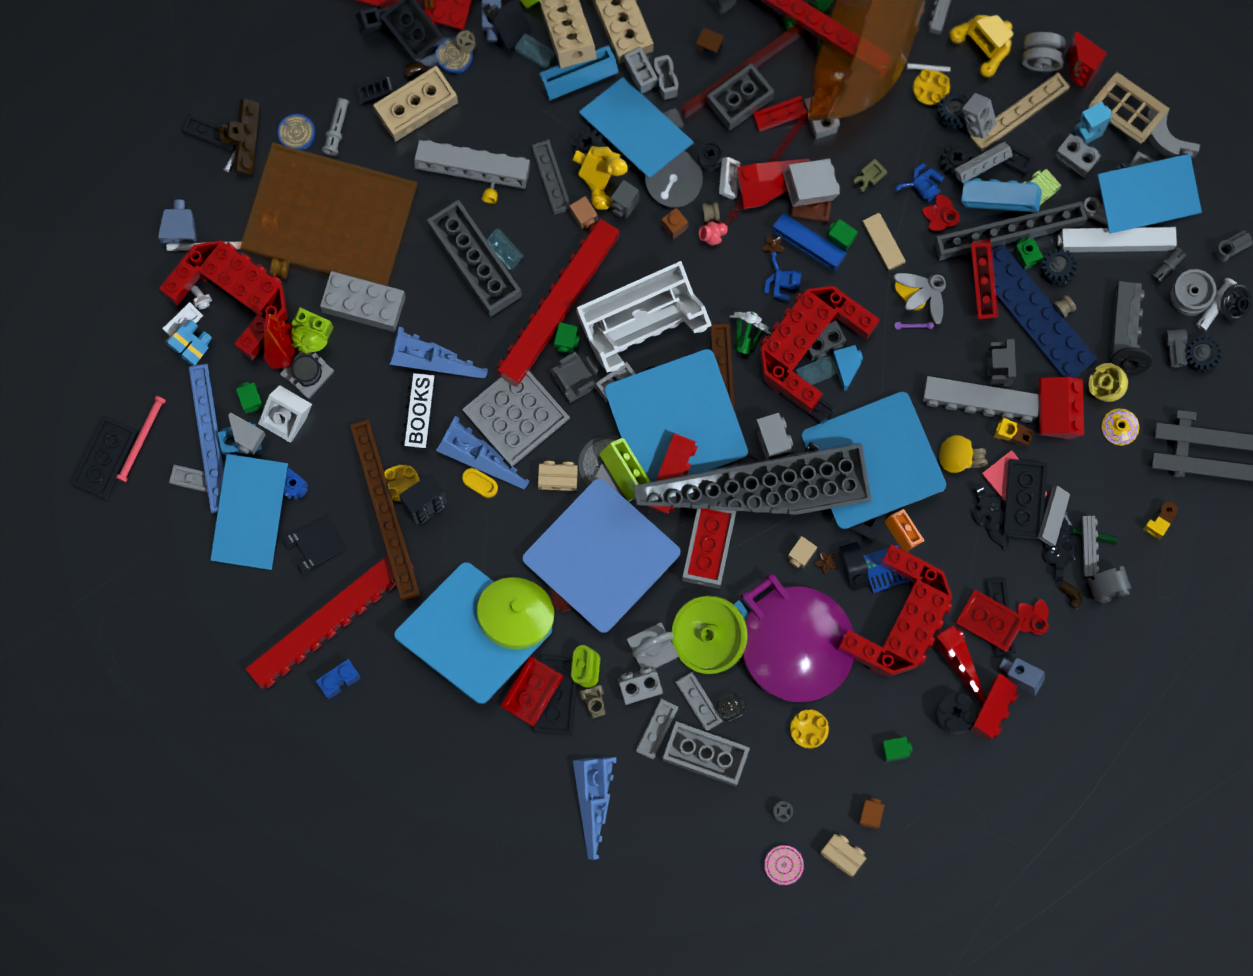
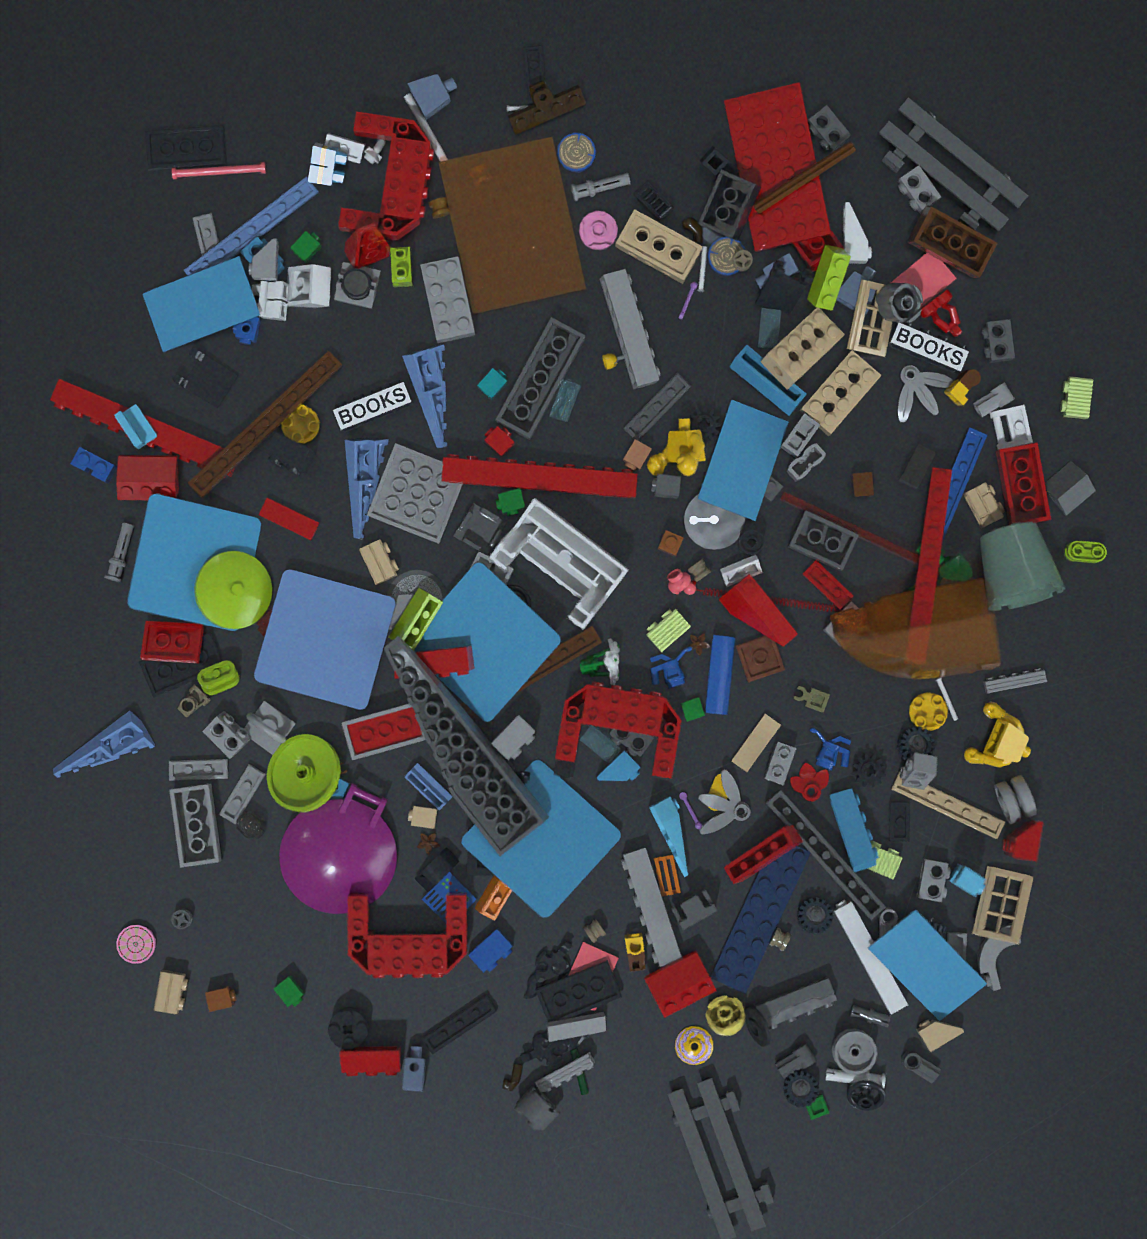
camera: 60 degrees right, 10 degrees up
(279, 449) = (272, 299): none -> white hips
(308, 339) = (382, 270): lime hat -> none
(325, 621) = (136, 426): none -> medium azure panel
(373, 148) = (598, 230): none -> bright pink tile
(374, 637) = (146, 475): none -> red slope
(434, 703) = (117, 562): none -> light grey pin
(456, 301) = (493, 383): none -> teal brick
(460, 84) = (702, 268): none -> white piece
(464, 94) = (693, 285): none -> medium lavender hinge
(478, 535) = (289, 519): none -> red tile
(480, 483) = (338, 494): yellow tile -> none
(508, 321) = (499, 440): none -> red brick
(748, 264) = (667, 630): none -> yellowish green brick
(777, 535) = (428, 786): none -> medium blue piece
(809, 729) = (268, 904): yellow dish -> none
(811, 182) = (773, 649): light grey brick -> none
(827, 278) = (692, 709): none -> green tile
(841, 234) = (741, 701): green brick -> none
(912, 229) = (779, 763): none -> light grey brick
(915, 347) = (668, 820): none -> medium azure wedge
(949, 555) = (490, 950): none -> blue brick
(955, 651) = (404, 1001): red wedge -> none
(956, 454) = (587, 909): yellow dish -> none
(960, 366) = (670, 891): none -> orange tile
(983, 162) = (877, 797): light grey piece -> none
(990, 620) = (449, 1017): red plate -> none
(1028, 253) = (814, 880): green brick -> none
(1033, 615) = (474, 1050): red plate -> none
(1165, 516) = (627, 1128): leg -> none
(1212, 218) = (937, 1033): none -> tan slope
(1228, 350) = (817, 1108): none -> green tile

